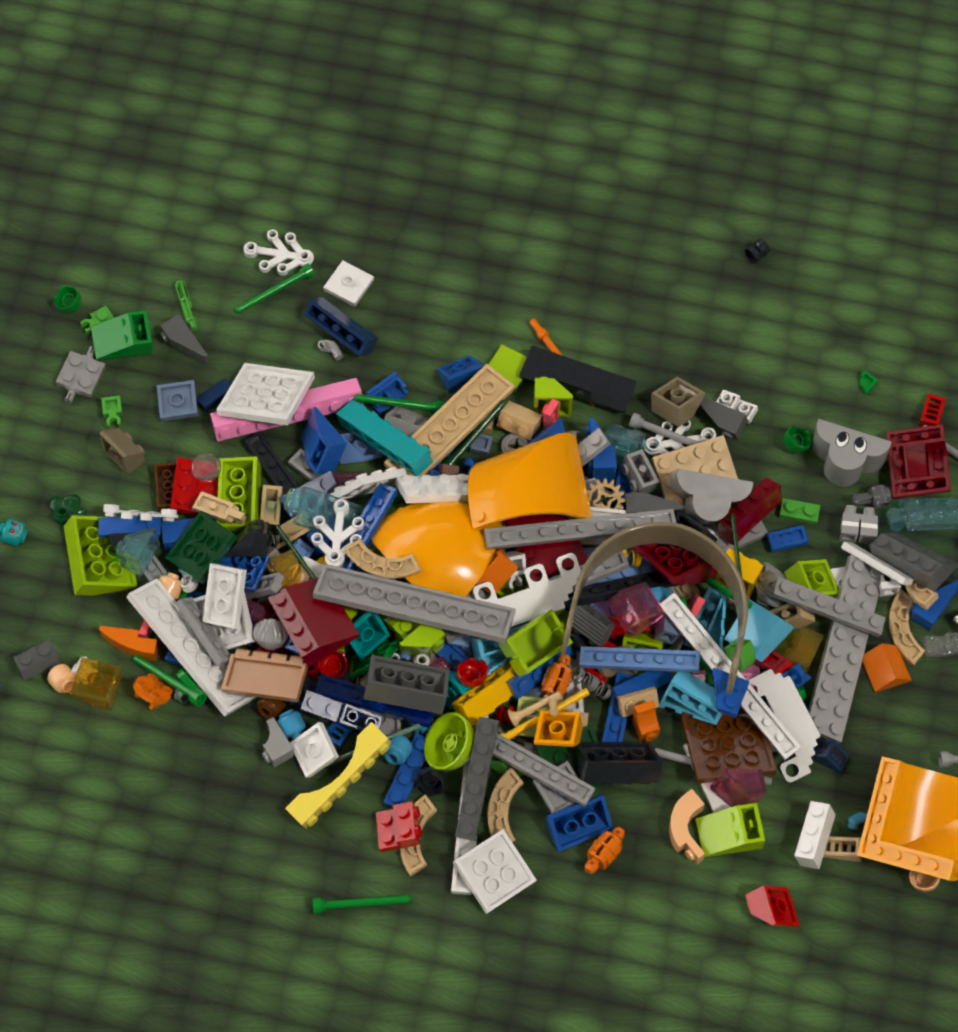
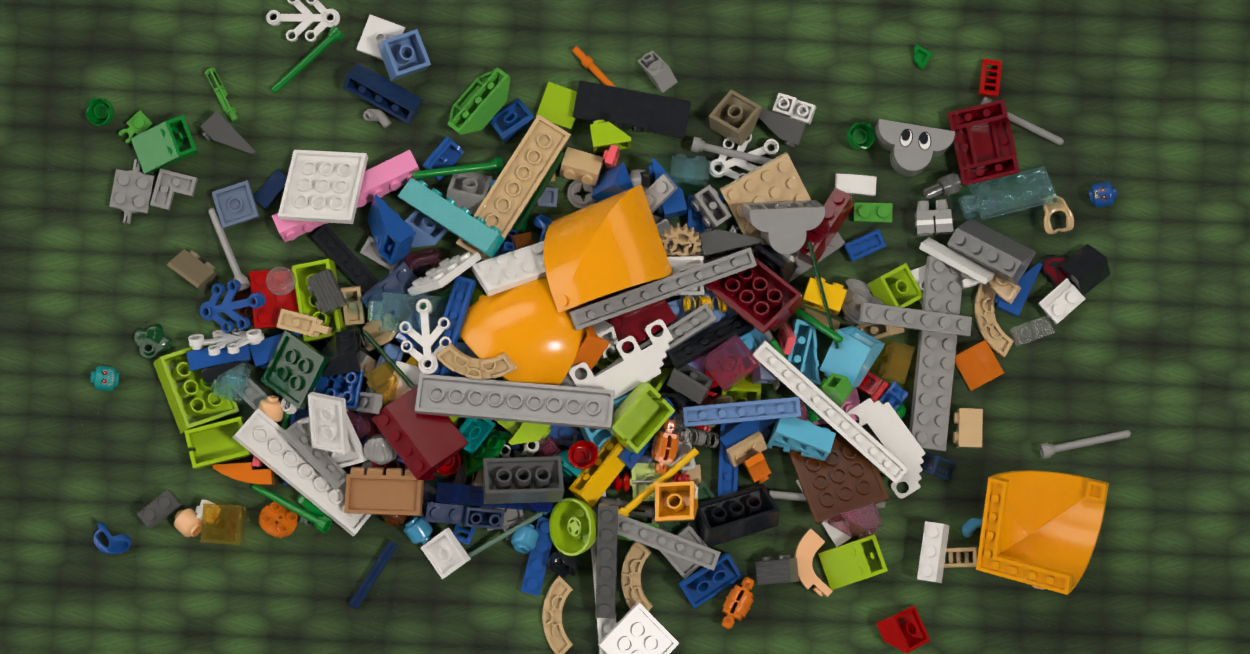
camera: 10 degrees left, 20 degrees up
(107, 607) = (215, 443): none -> lime piece
(112, 409) = (172, 225): bright green plate -> none
(118, 372) = (170, 183): none -> light grey plate
(150, 484) = (228, 306): none -> blue plant
(166, 464) = (228, 251): none -> light grey piece
(236, 761) = (373, 575): none -> dark blue axle
(249, 482) = (326, 291): none -> dark grey brick
(277, 747) = (409, 555): light grey arch -> none
(309, 806) = (496, 546): light yellow arch -> none
(368, 295) = (404, 55): none -> medium blue brick
(398, 827) = (540, 615): plate -> none
(434, 349) = (480, 102): none -> bright green wedge
(549, 701) = (632, 488): tan piece -> none
(609, 351) = (657, 71): none -> light grey slope
(650, 824) = (777, 571): none -> dark grey brick
(685, 538) = (795, 297): dark tan piece -> none
(728, 703) = (833, 432): blue wing -> none
(789, 482) = (856, 184): none -> white slope
(868, 723) = (969, 428): none -> tan brick

